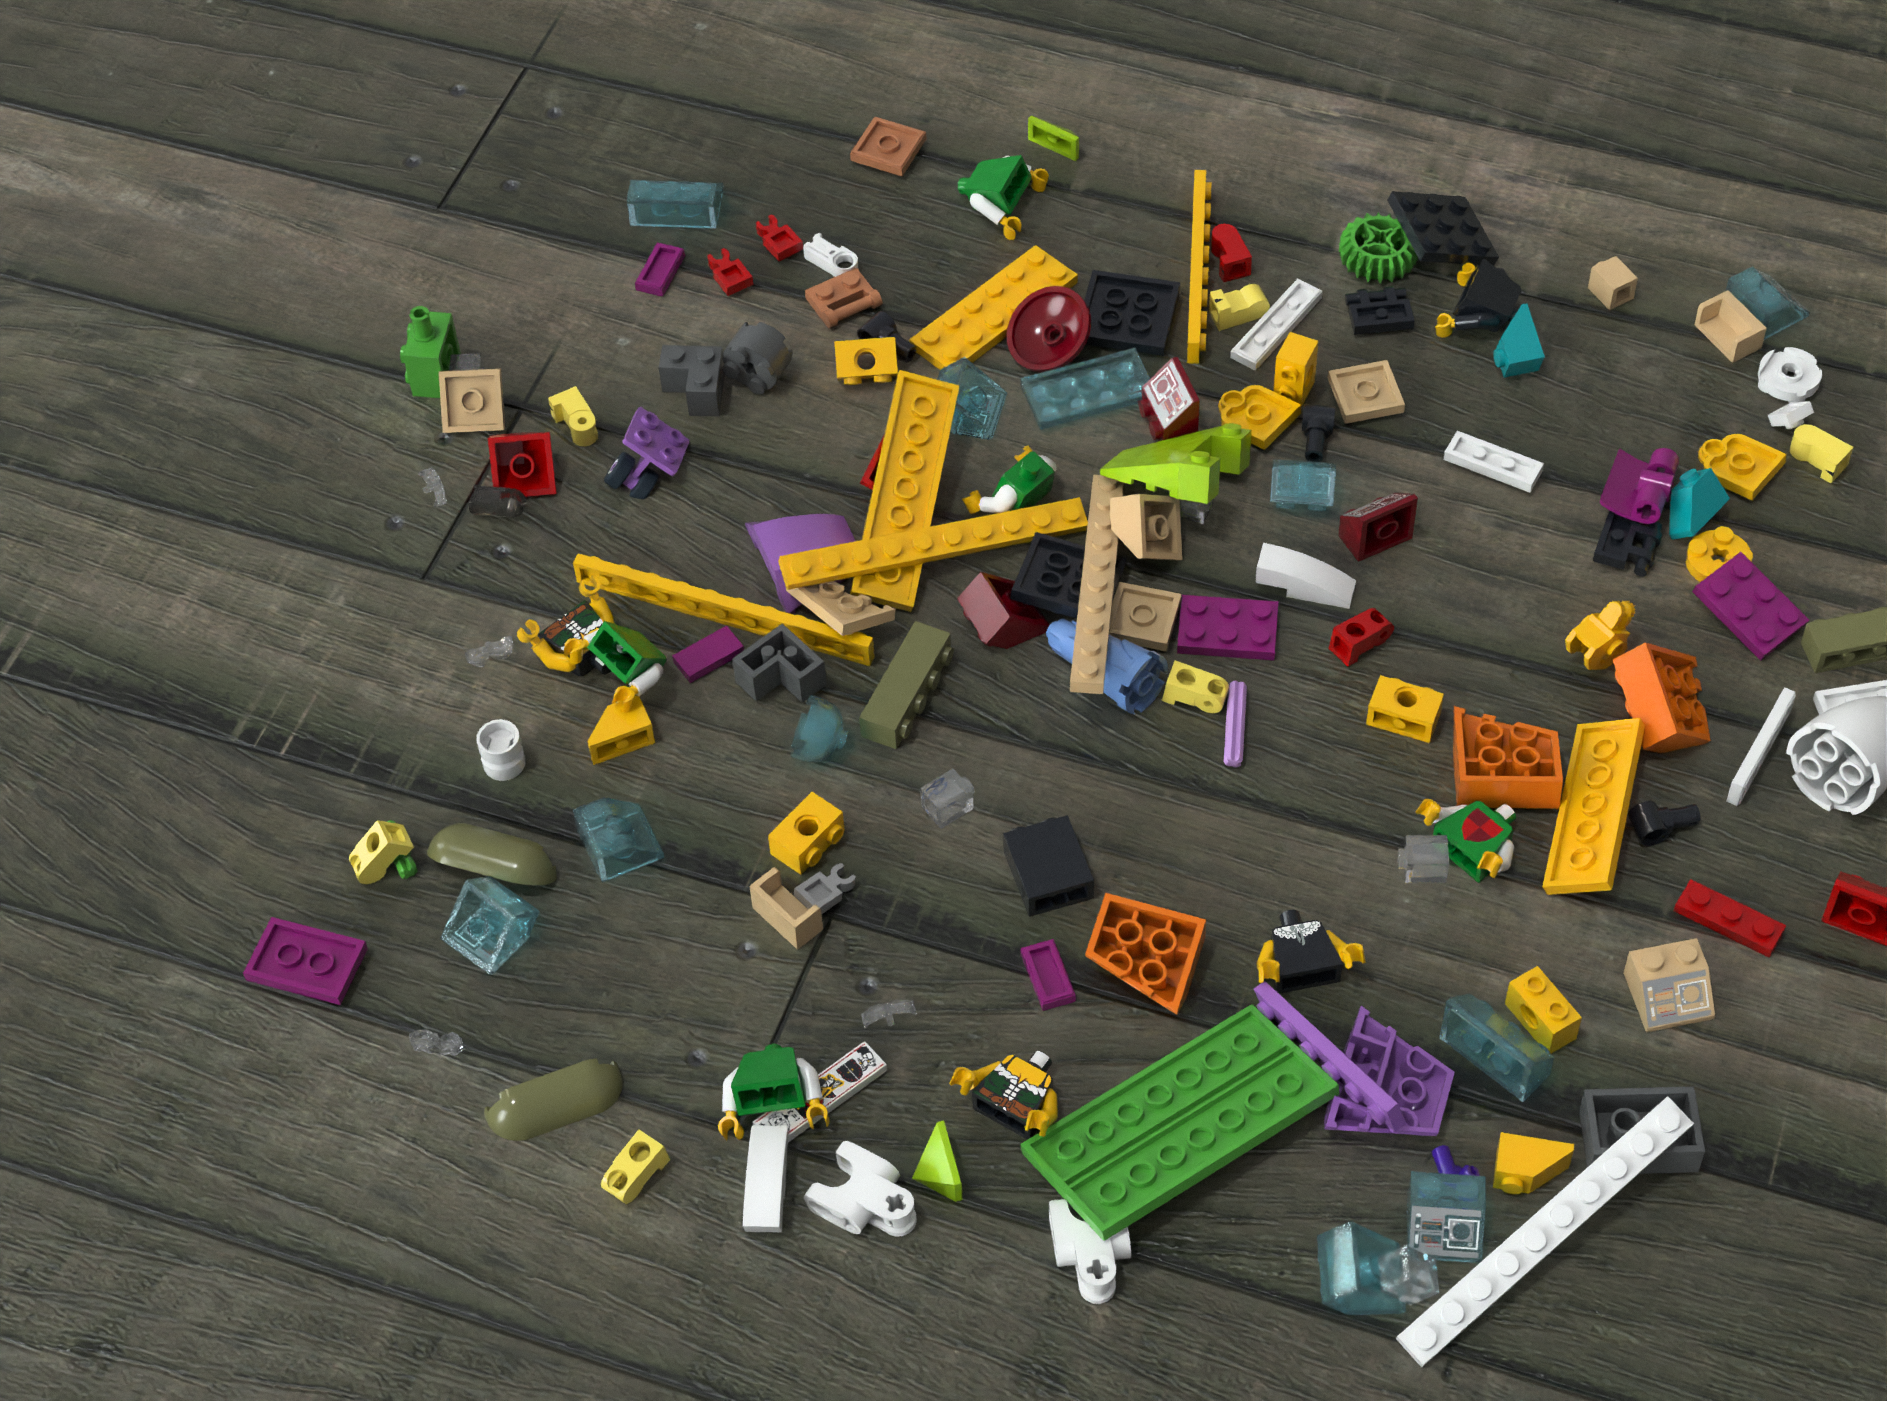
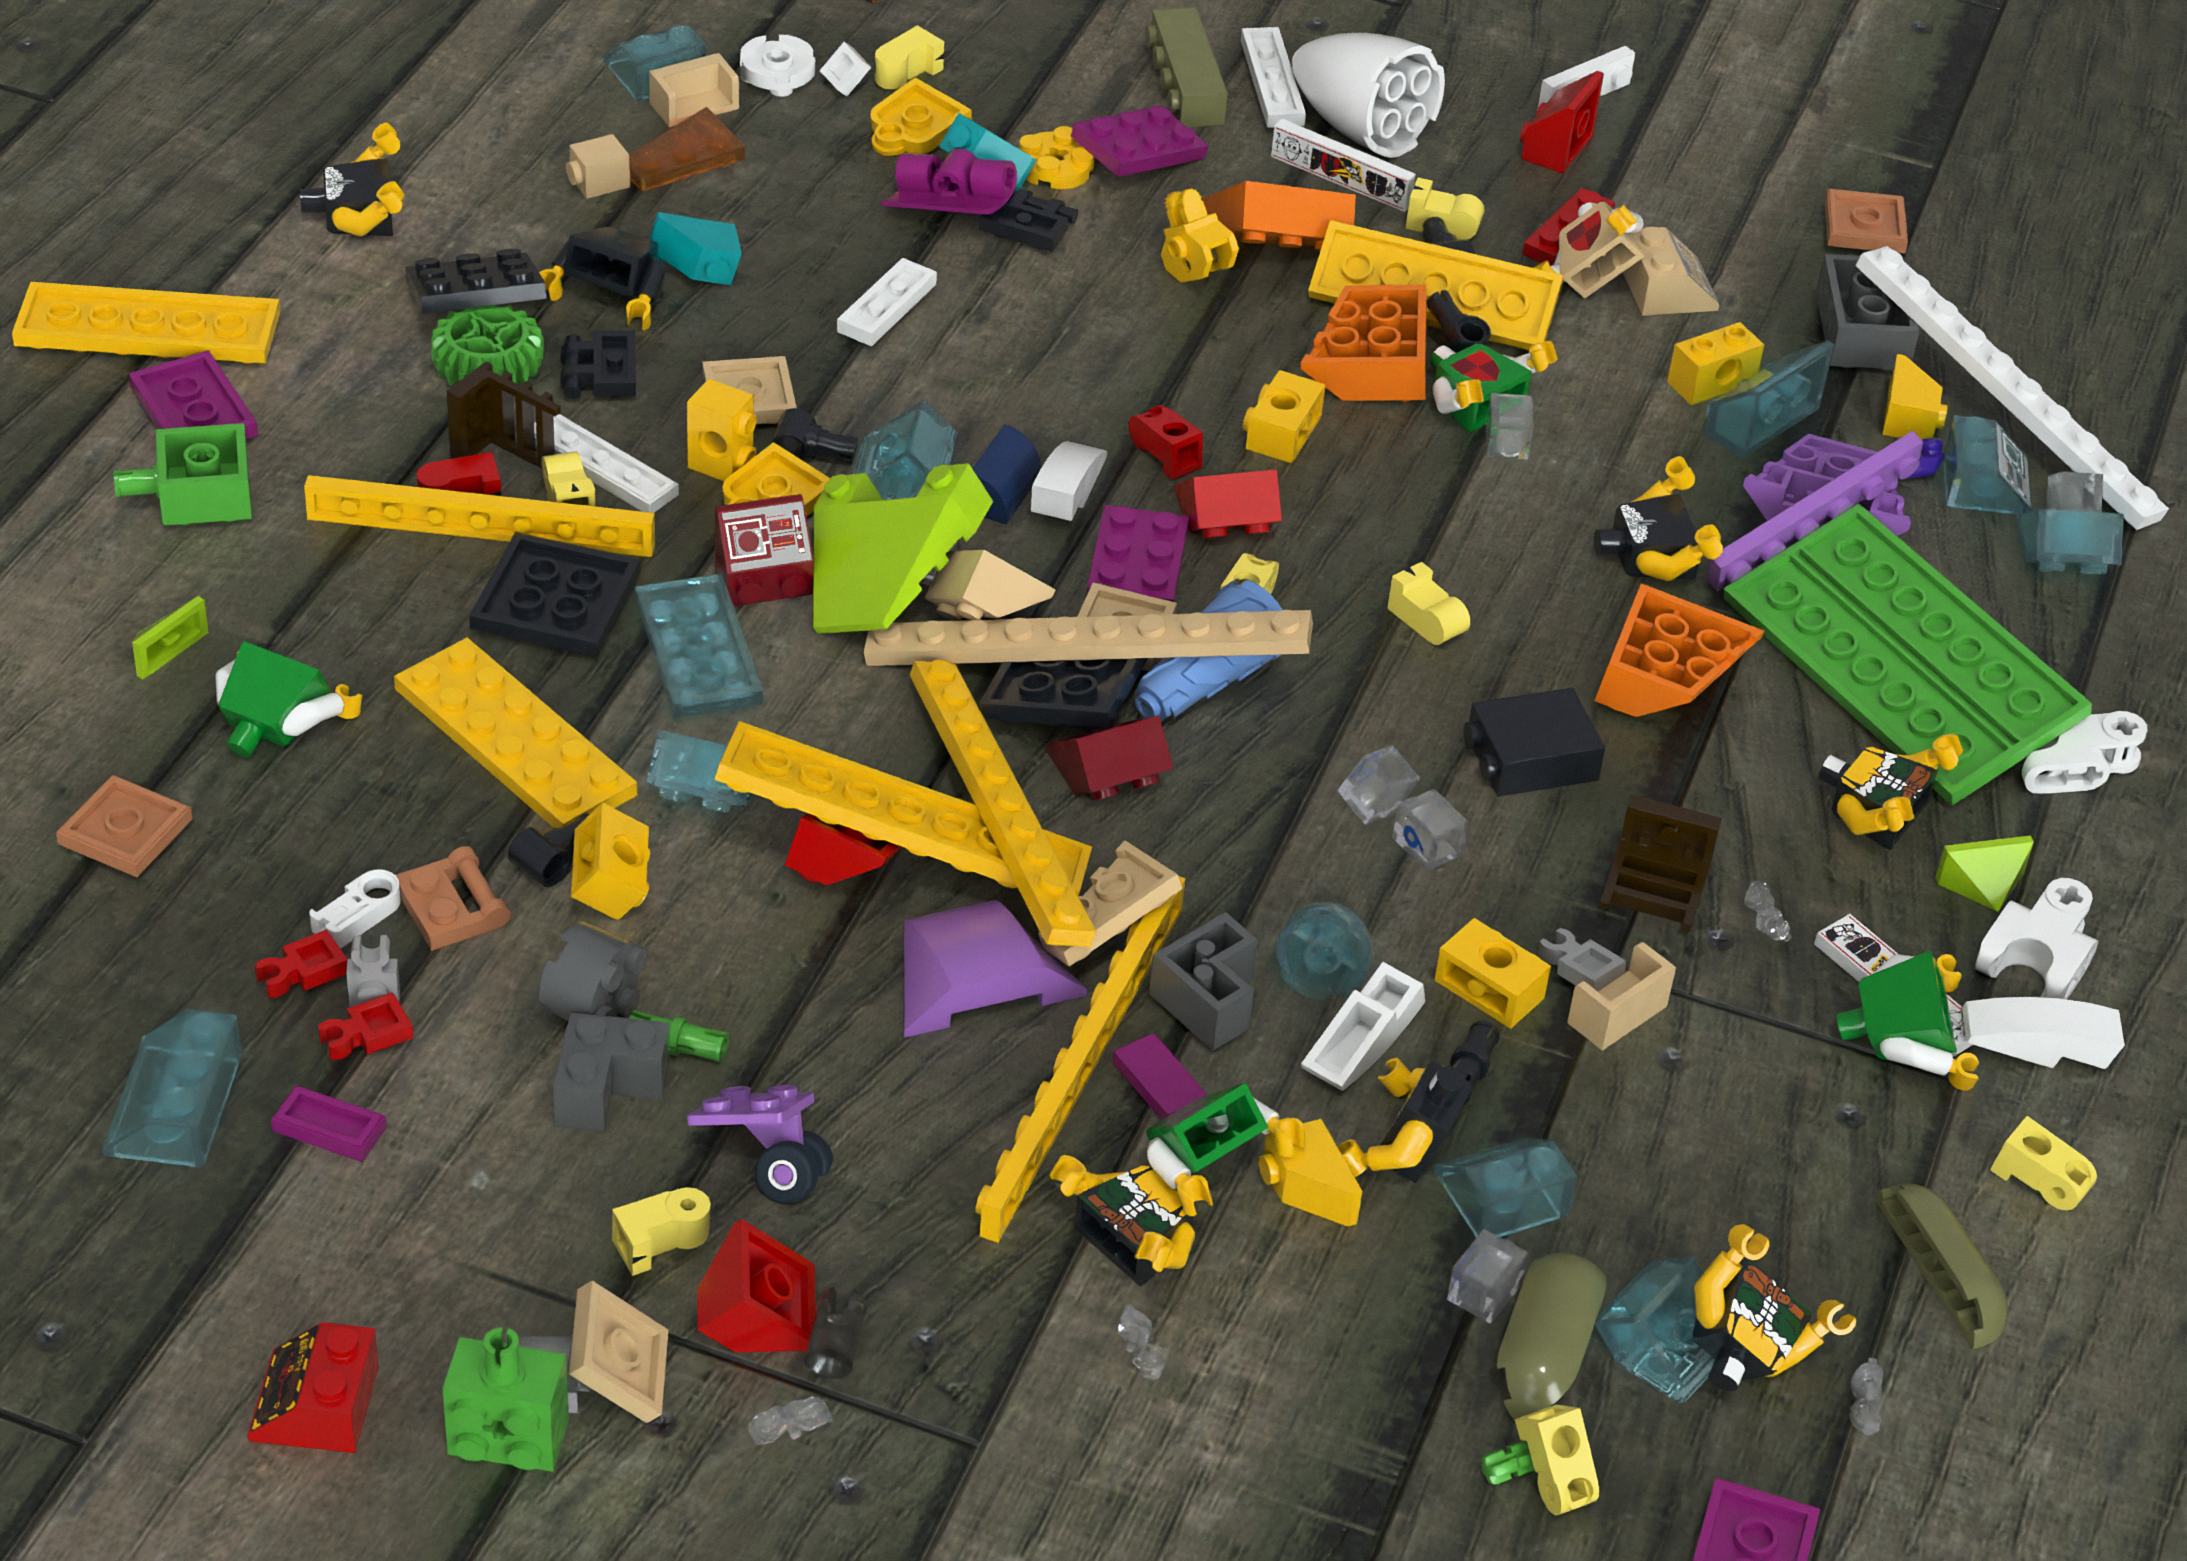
camera: 95 degrees left, 10 degrees down
(458, 290) = (318, 1389): none -> red slope
(478, 960) = (1751, 1320): none -> torso
(501, 750) = (1358, 1309): white wheel -> none
(535, 822) = (1487, 1276): none -> clear brick
(664, 783) = (1420, 1123): none -> torso
(724, 820) = (1474, 1054): none -> black pin
(731, 412) = (691, 1038): none -> bright green pin
(753, 761) = (1365, 1027): none -> white slope
(760, 265) = (371, 972): none -> light grey plate
(906, 685) = (1234, 857): olive brick -> none
(943, 947) = (1662, 860): none -> dark brown plate
(979, 760) = (1378, 784): none -> clear brick
(1018, 487) = (889, 707): green torso -> none
(1039, 321) = (597, 634): dark red dish -> none
(1048, 975) = (1691, 764): magenta tile -> none
(1194, 801) = (1426, 605): none -> light yellow leg
(1203, 123) = (196, 476): none -> bright green brick
(1235, 724) = (1308, 564): lavender axle -> none
(1287, 115) = (190, 394): none -> magenta plate
(1287, 251) = (484, 414): none -> dark brown plate
(1292, 673) = (1230, 502): none -> slope
(1296, 532) = (1007, 472): none -> dark blue brick
(1369, 82) = (146, 322): none -> yellow plate
(1379, 525) = (991, 389): dark red slope -> none
(1538, 159) = (359, 193): none -> torso
(1541, 820) = (1457, 328): none -> black pin
(1658, 334) = (685, 151): none -> clear orange wing
(1669, 917) = (1597, 247): none -> tan torso
(1716, 816) = (1460, 213): none -> light yellow leg
(1804, 1154) = (1865, 220): none -> nougat plate

